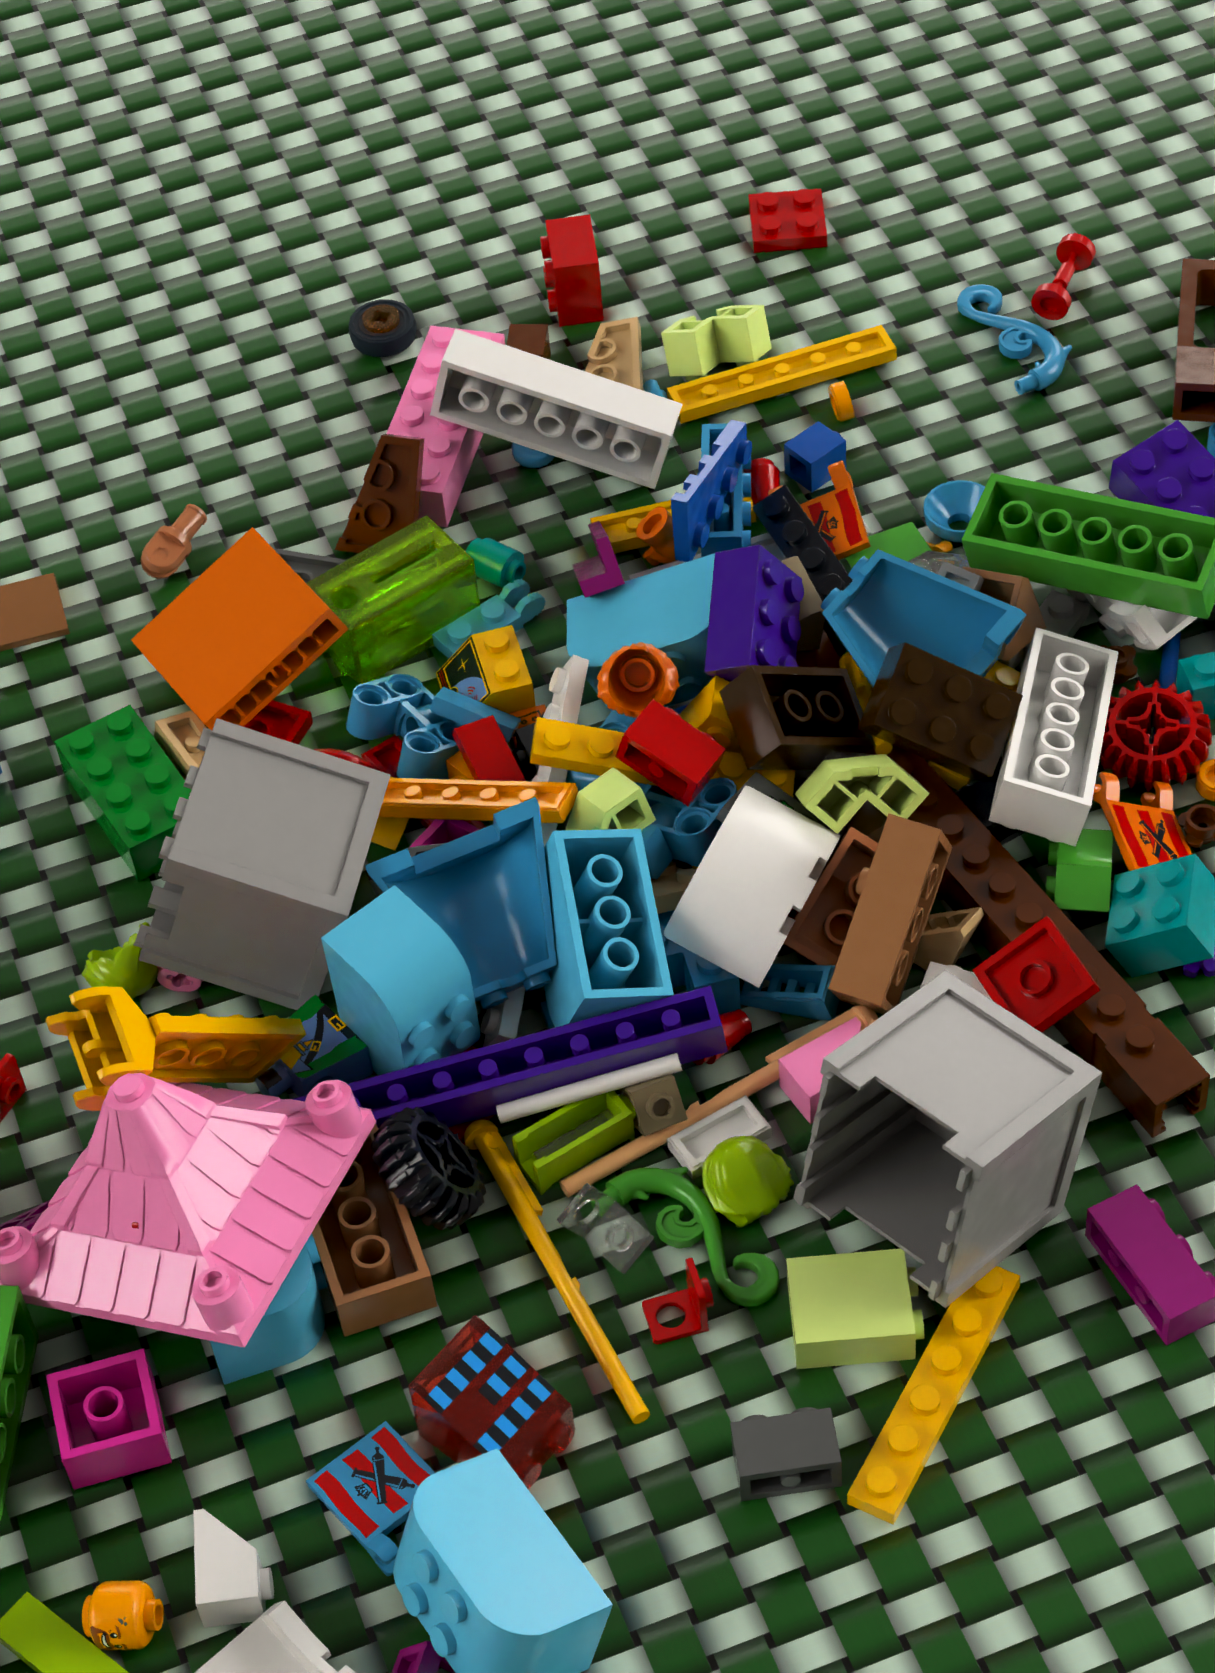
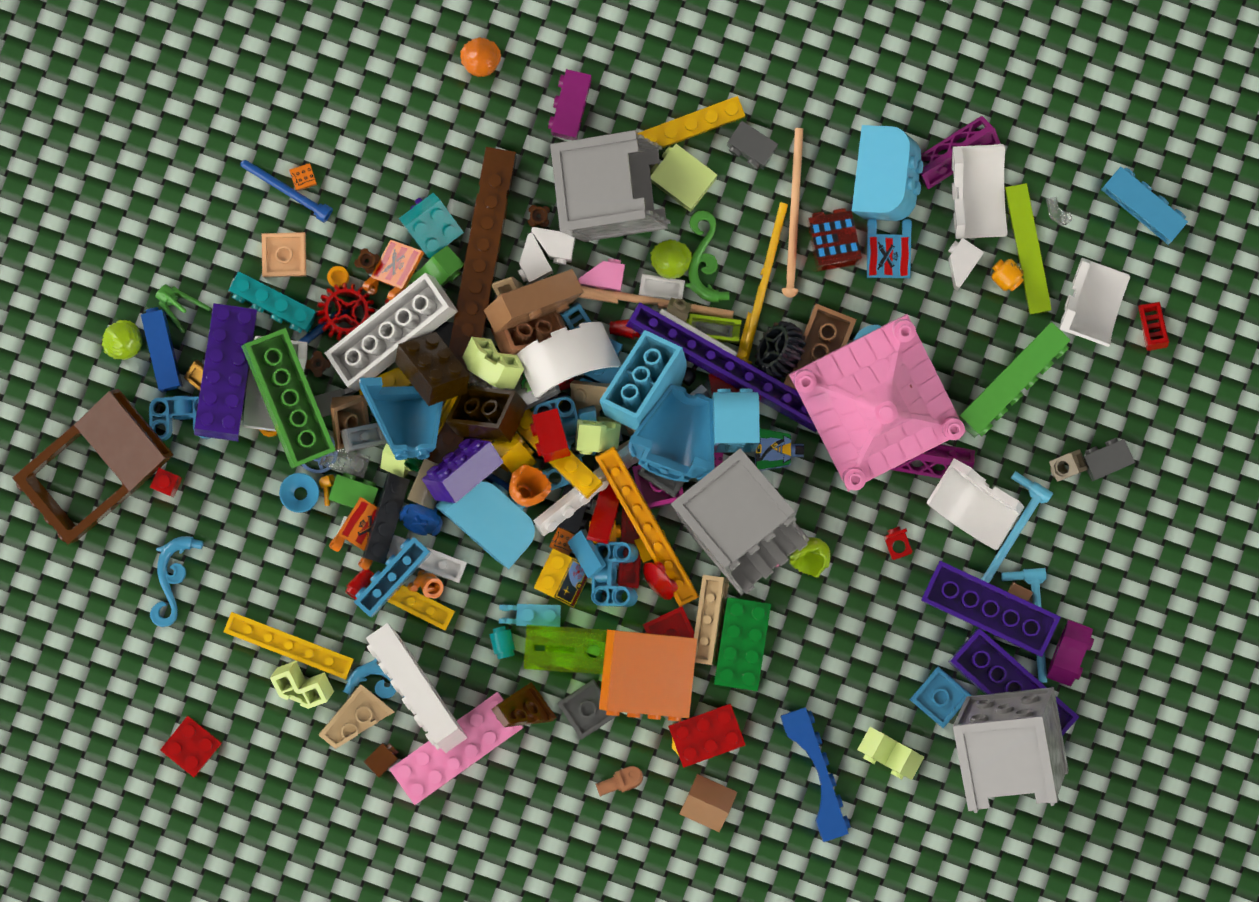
camera: 140 degrees left, 35 degrees up
(86, 663) = (706, 735): none -> red piece
(108, 1419) = (960, 351): dark pink brick -> none
(117, 1038) = (864, 458): yellow hinge -> none
(382, 328) = (432, 838): black wheel -> none
(500, 1289) = (790, 290): none -> light nougat bar
(572, 270) = (321, 787): red brick -> none
(599, 571) = (479, 580): magenta fence -> none
(607, 1228) = (733, 277): clear bracket -> none
(692, 1302) = (729, 228): red bracket -> none
(706, 491) = (415, 558): blue wing -> none
(811, 454) = (322, 581): blue brick -> none
(841, 401) = (282, 604): light orange tile -> none
(1037, 976) = (507, 233): red plate -> none
(1053, 299) = (99, 599): red wheel -> none
(1145, 401) = (166, 482): none -> red brick

